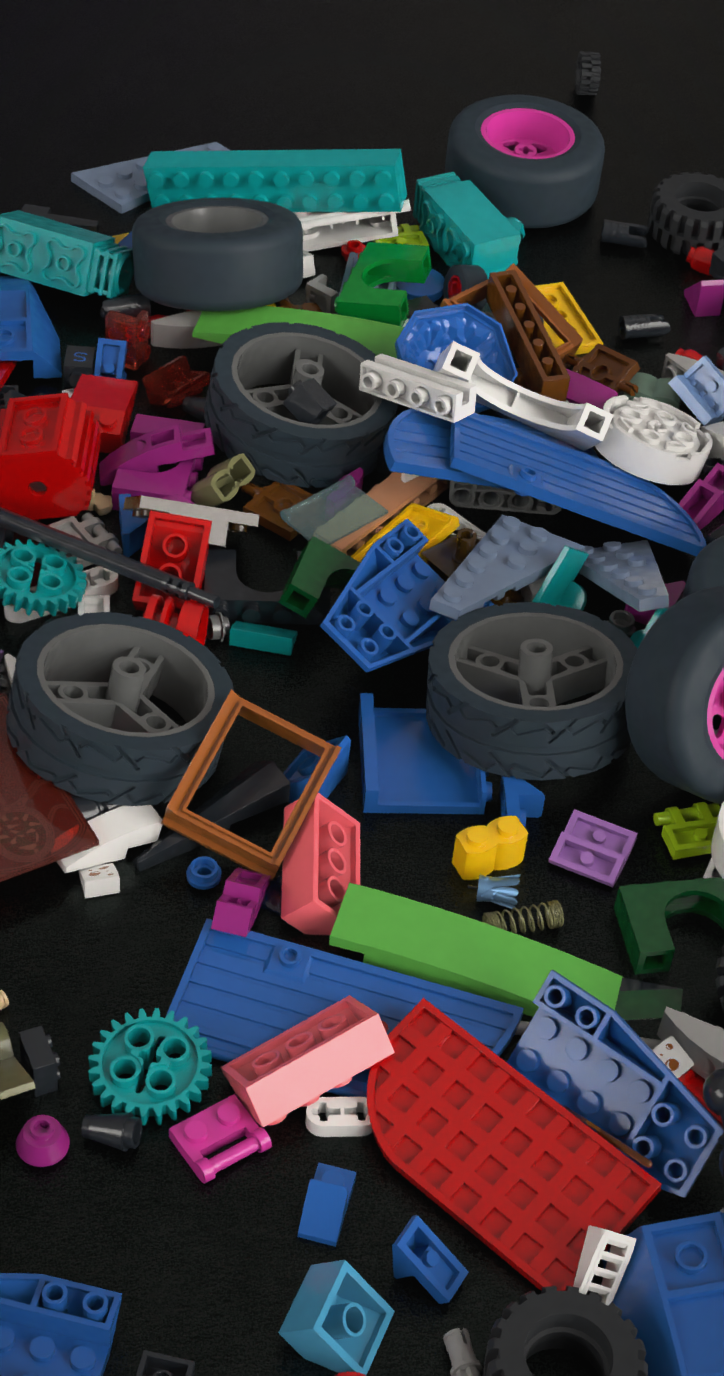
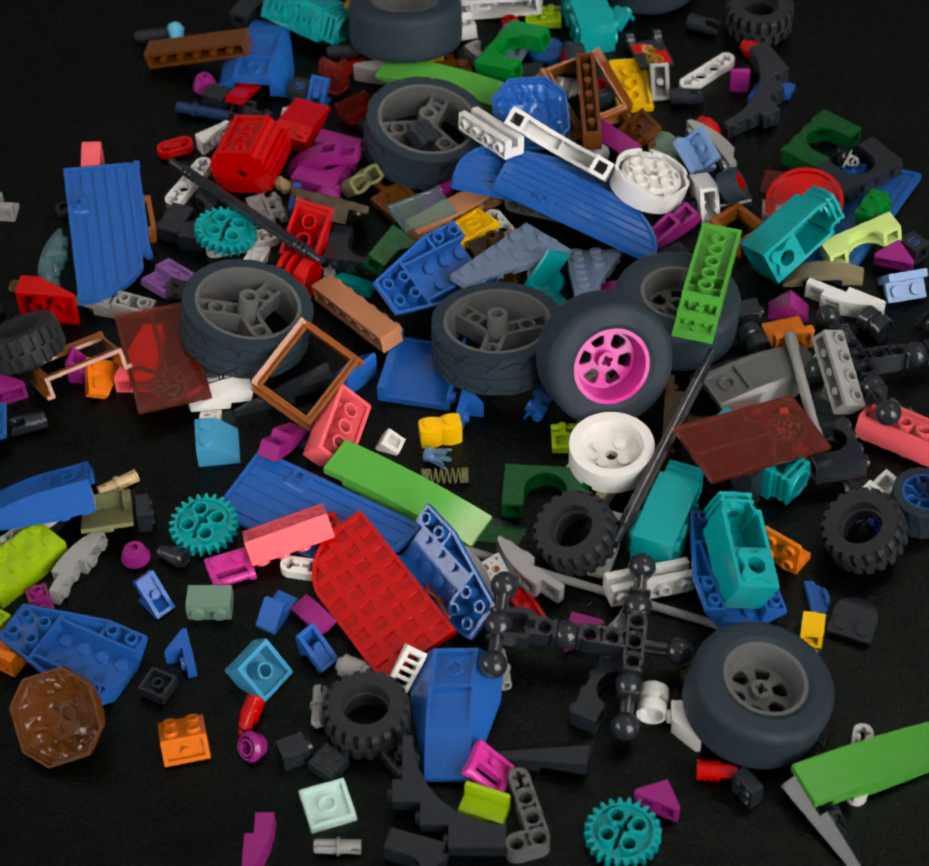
camera: 20 degrees right, 5 degrees up
(101, 1211) = (153, 594): none -> slope
(123, 920) = (216, 442): none -> dark azure slope
(190, 1309) = (181, 651): none -> blue slope
(203, 873) = (269, 422): blue plate -> none
(206, 1207) = (209, 602): none -> sand green brick
(295, 679) = (357, 313): none -> nougat brick
(395, 1196) = (311, 612): none -> magenta slope
(411, 878) = (390, 442): none -> white slope
(499, 1285) = (349, 664): none -> light grey brick
(566, 273) = (648, 51): none -> black flag
(593, 848) = (505, 440): medium lavender slope -> none
(599, 307) = (659, 81): none -> light grey slope
(620, 783) = (535, 407): none -> blue hinge
(671, 280) = (723, 62): none -> white beam

